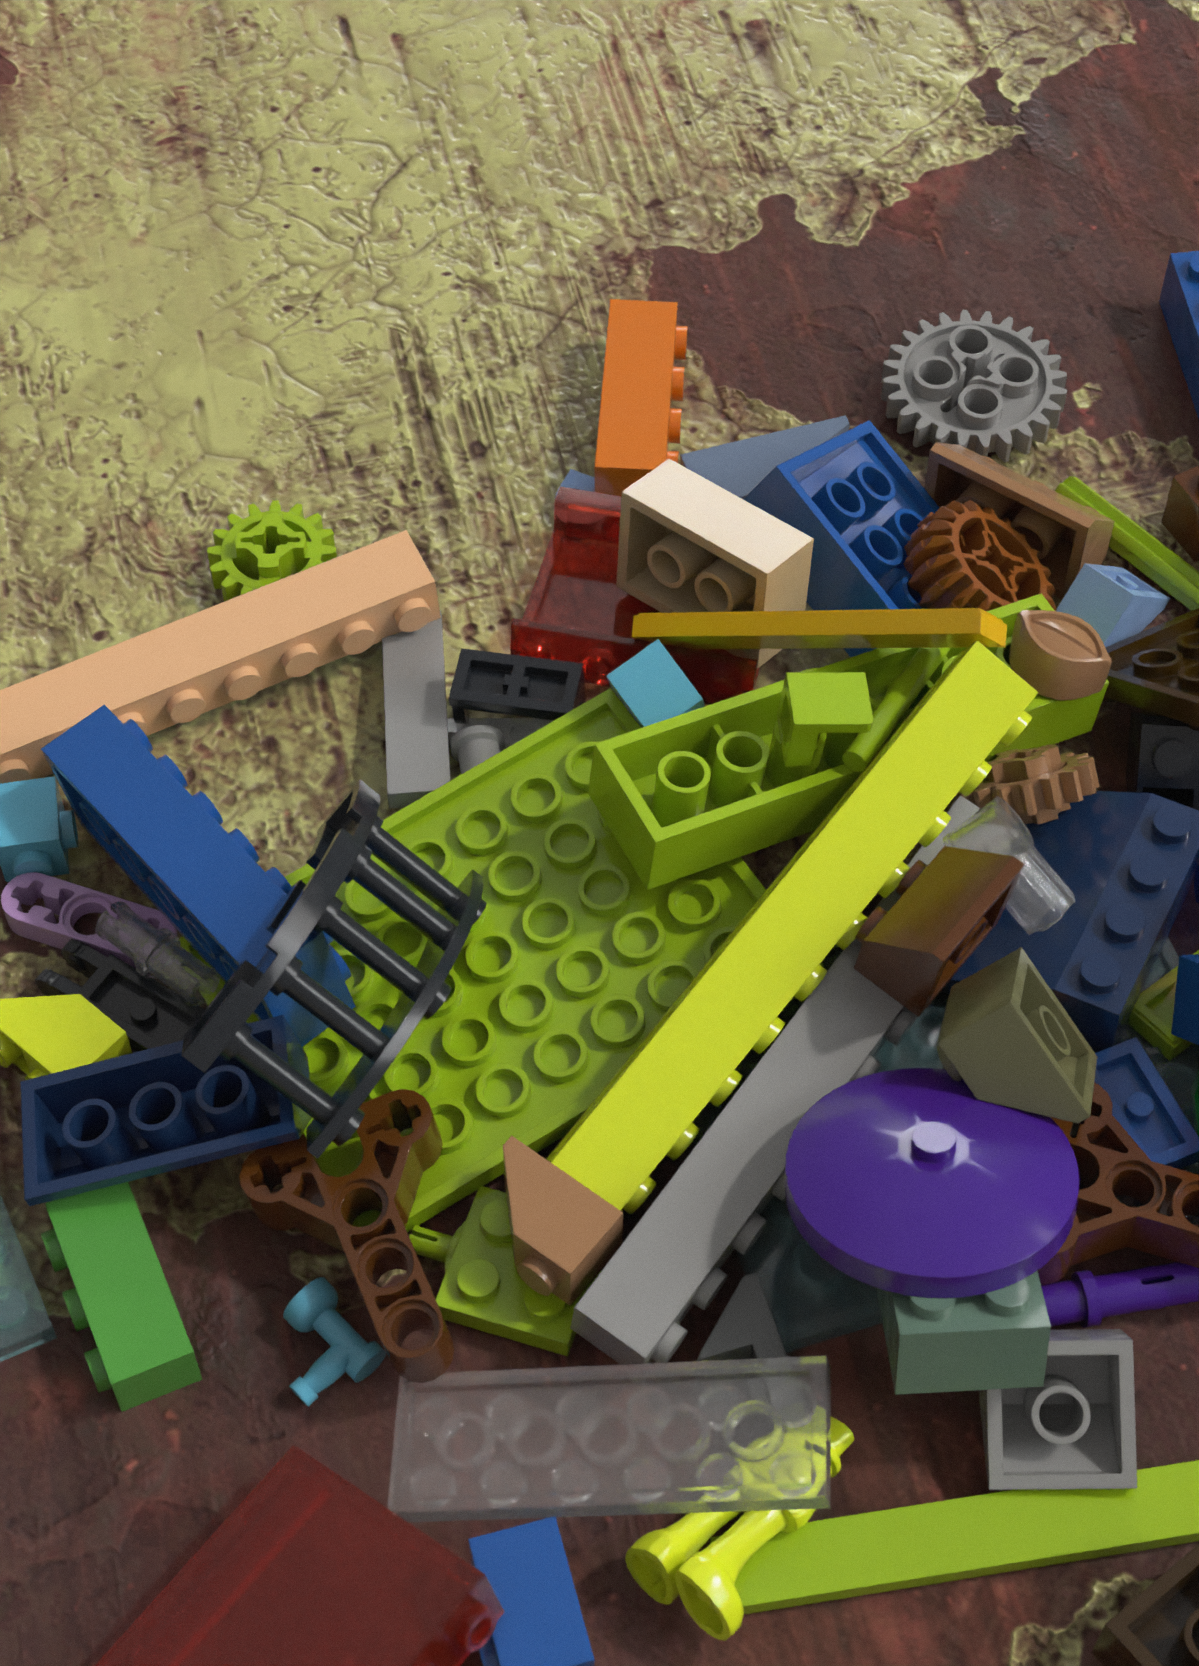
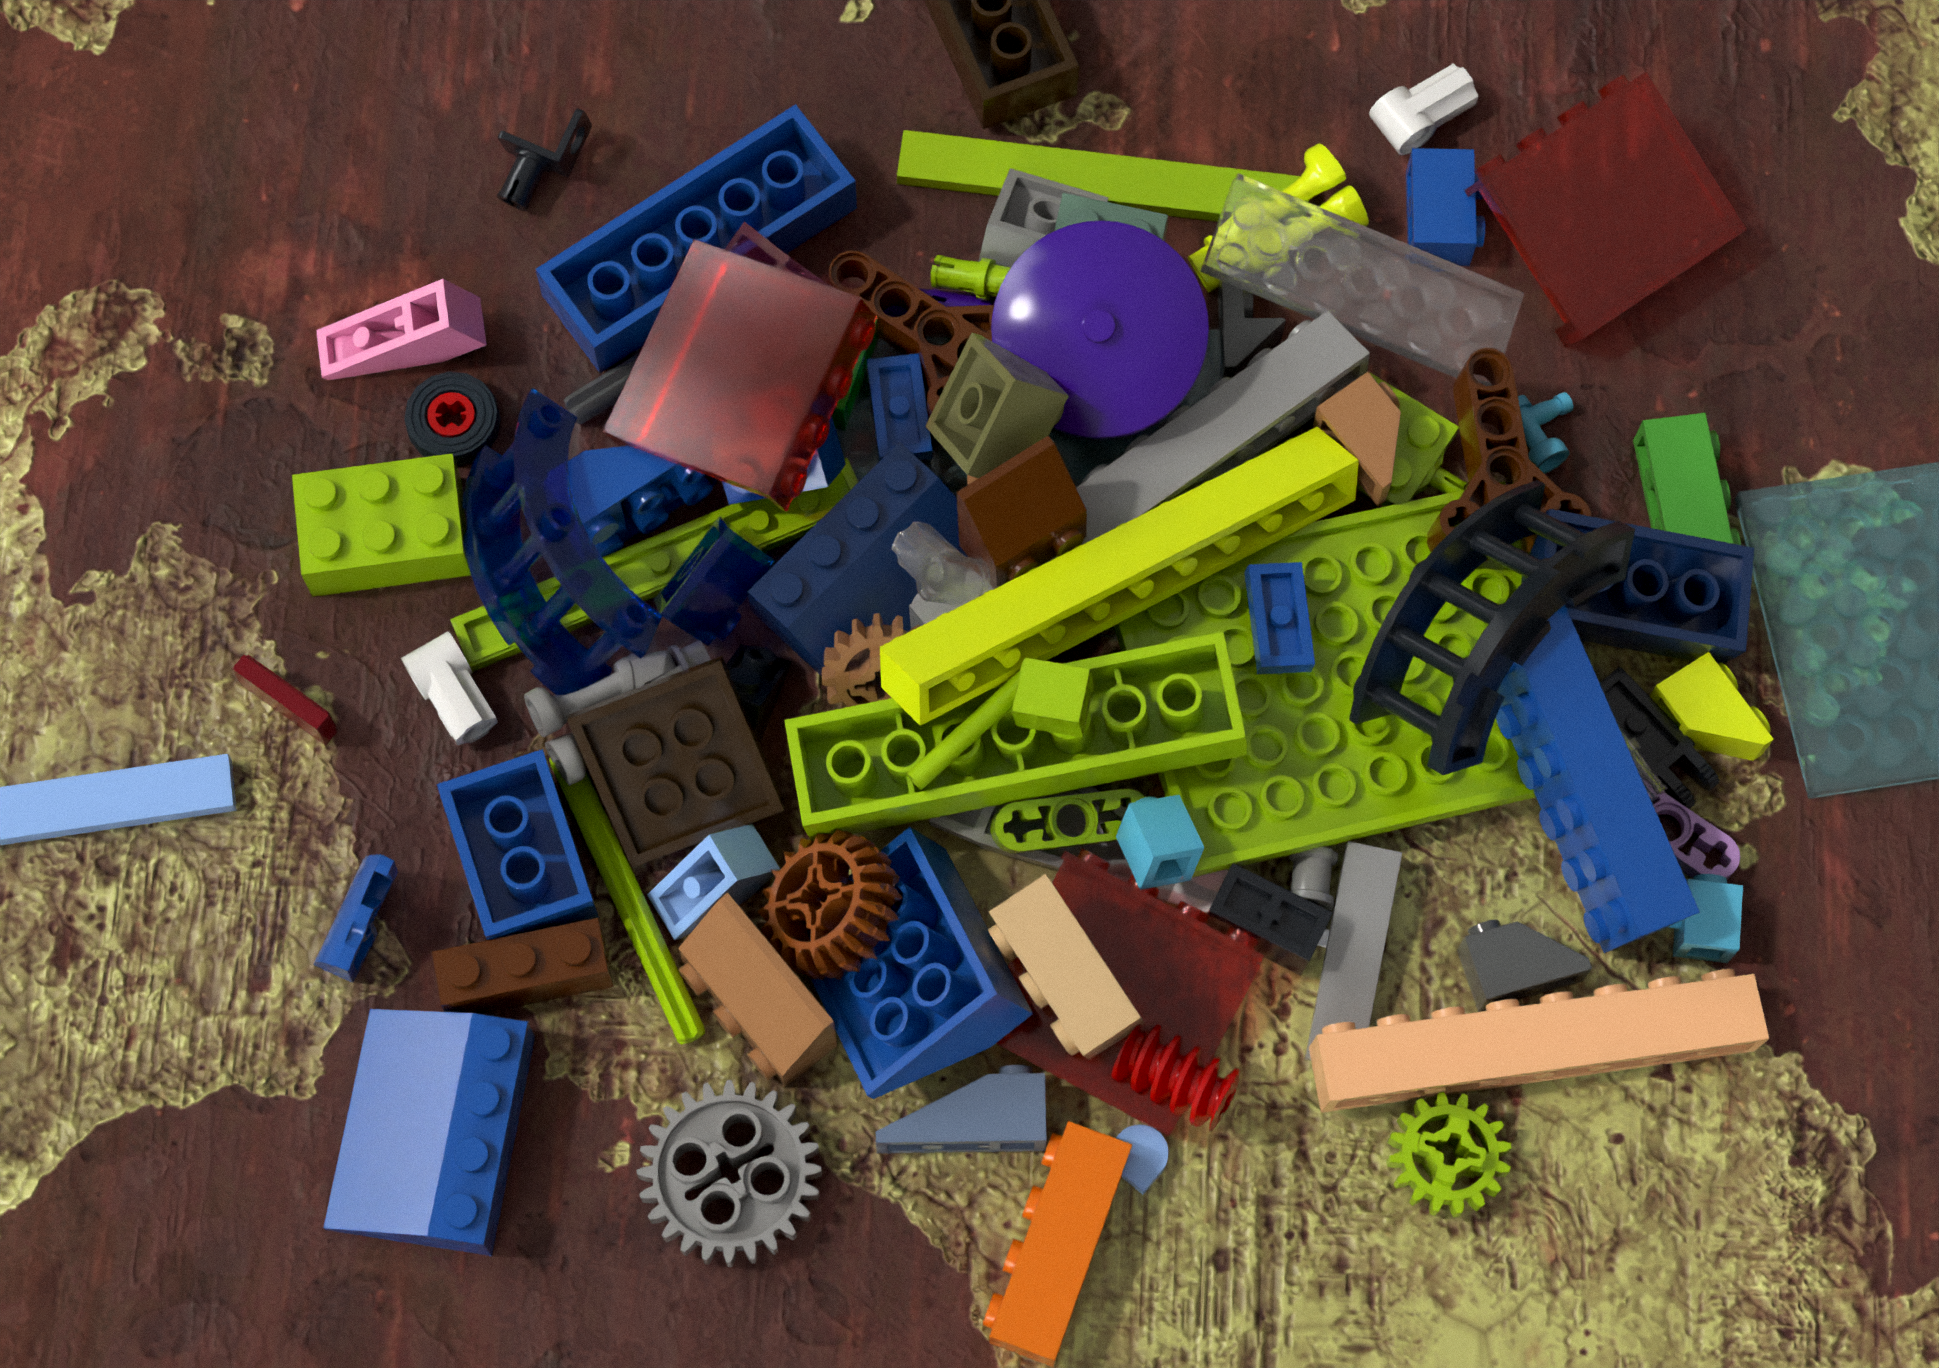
camera: 165 degrees left, 15 degrees up
(234, 737) = (1516, 963): none -> dark grey slope
(562, 526) = (1176, 1076): none -> red piece
(595, 960) = (1279, 618): none -> blue plate
(823, 629) = (1019, 816): yellow tile -> none
(1058, 654) = (821, 743): medium nougat hat -> none
(1110, 1302) = (967, 276): none -> lime pin

